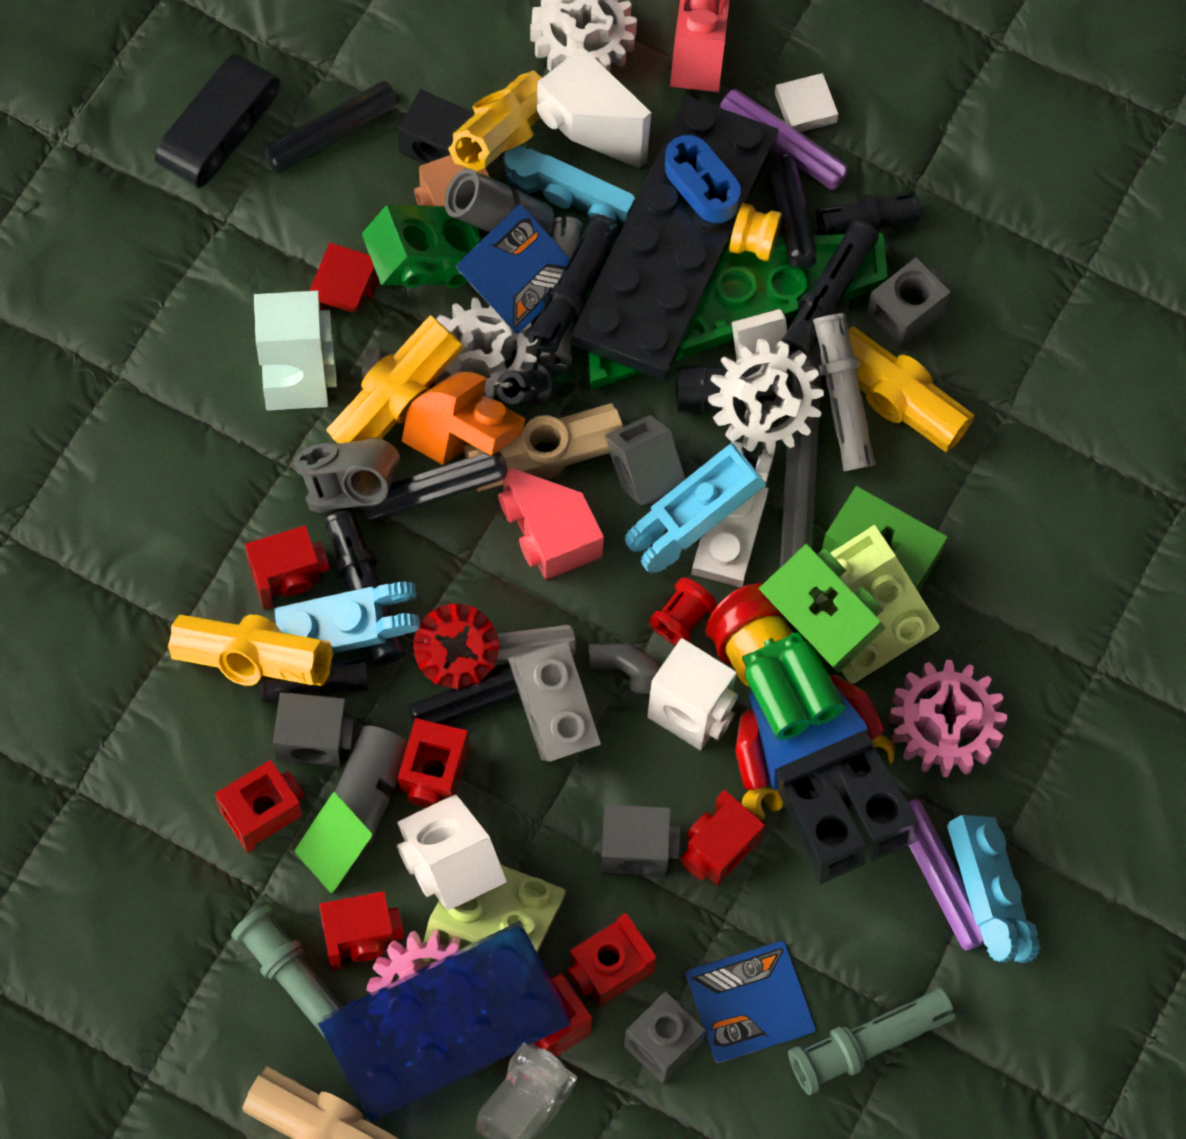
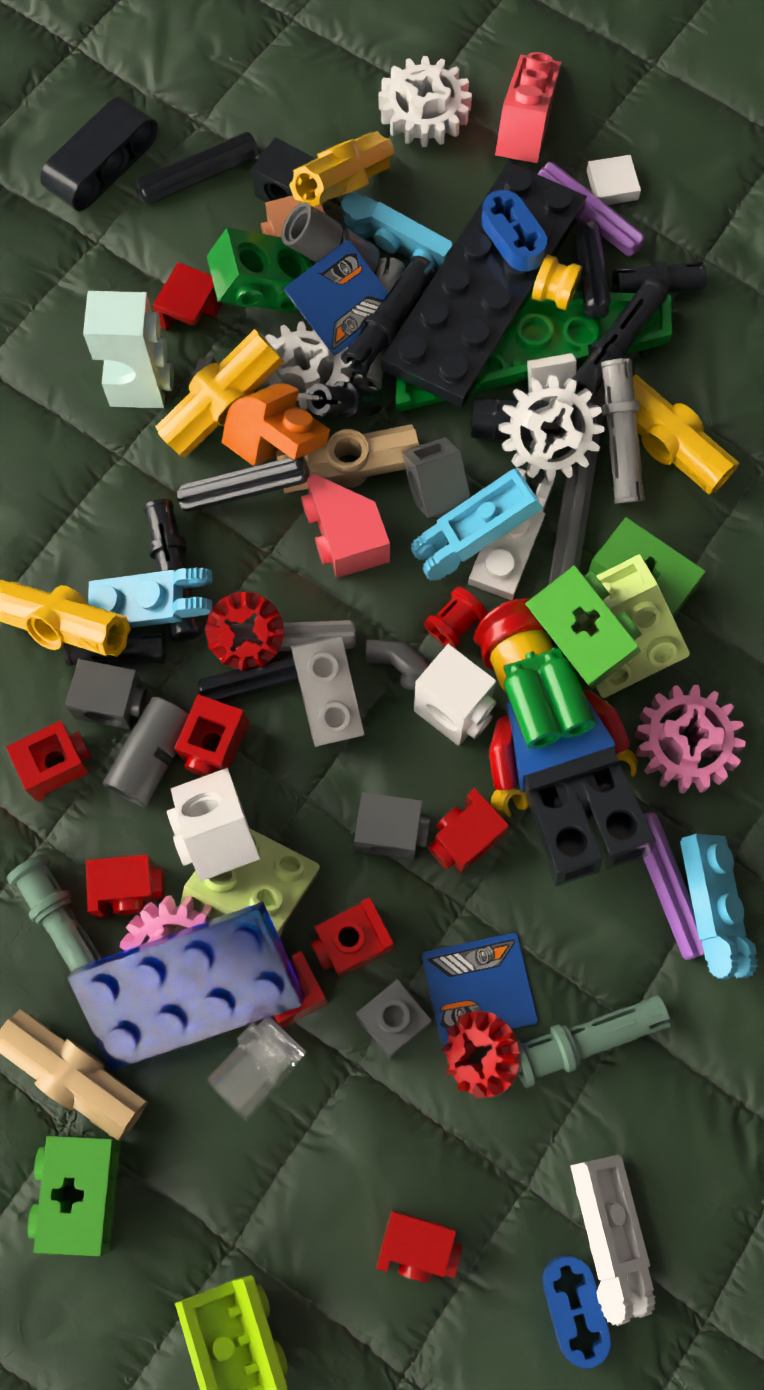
camera: 10 degrees right, 5 degrees up
(285, 564) = (102, 543): red brick -> none
(333, 842) = (109, 802): sticker -> none
(347, 473) = (167, 465): dark grey piece -> none
(595, 109) = (425, 163): white slope -> none
(780, 1070) = (497, 1067): none -> red gear
(901, 320) = (684, 374): dark grey brick -> none

